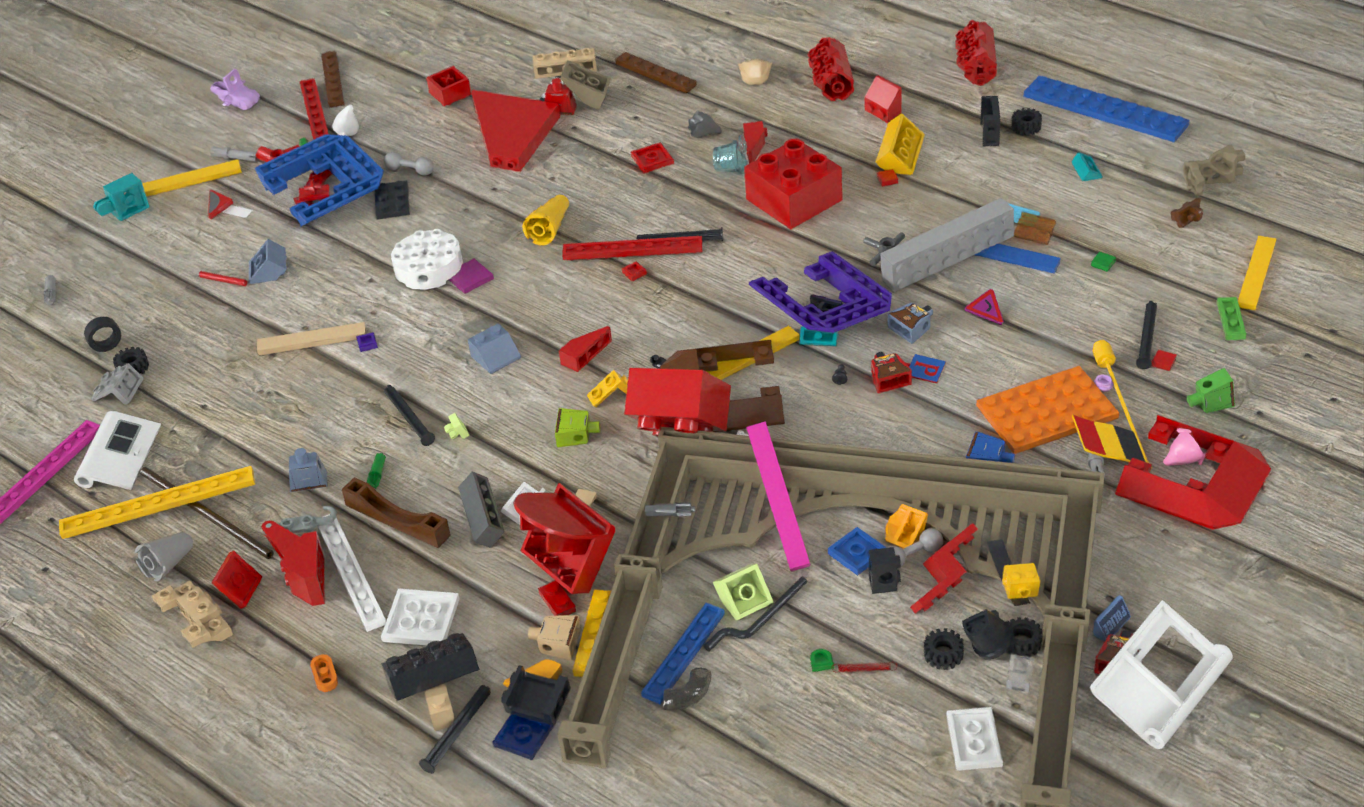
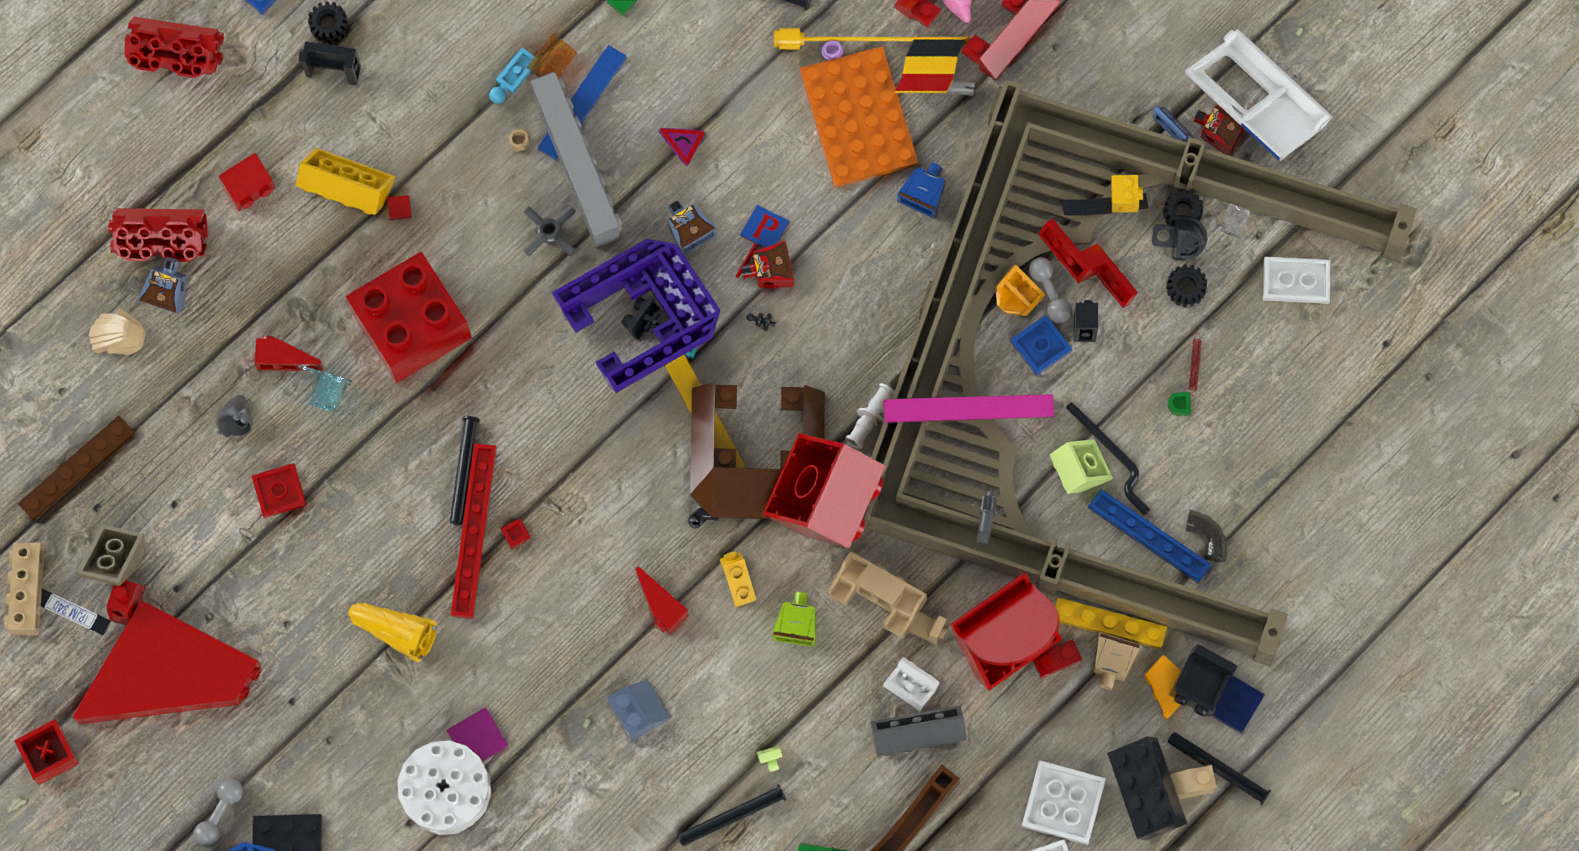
camera: 85 degrees left, 30 degrees up
(605, 471) = (880, 587): none -> tan bracket
(792, 79) = (165, 287): none -> torso

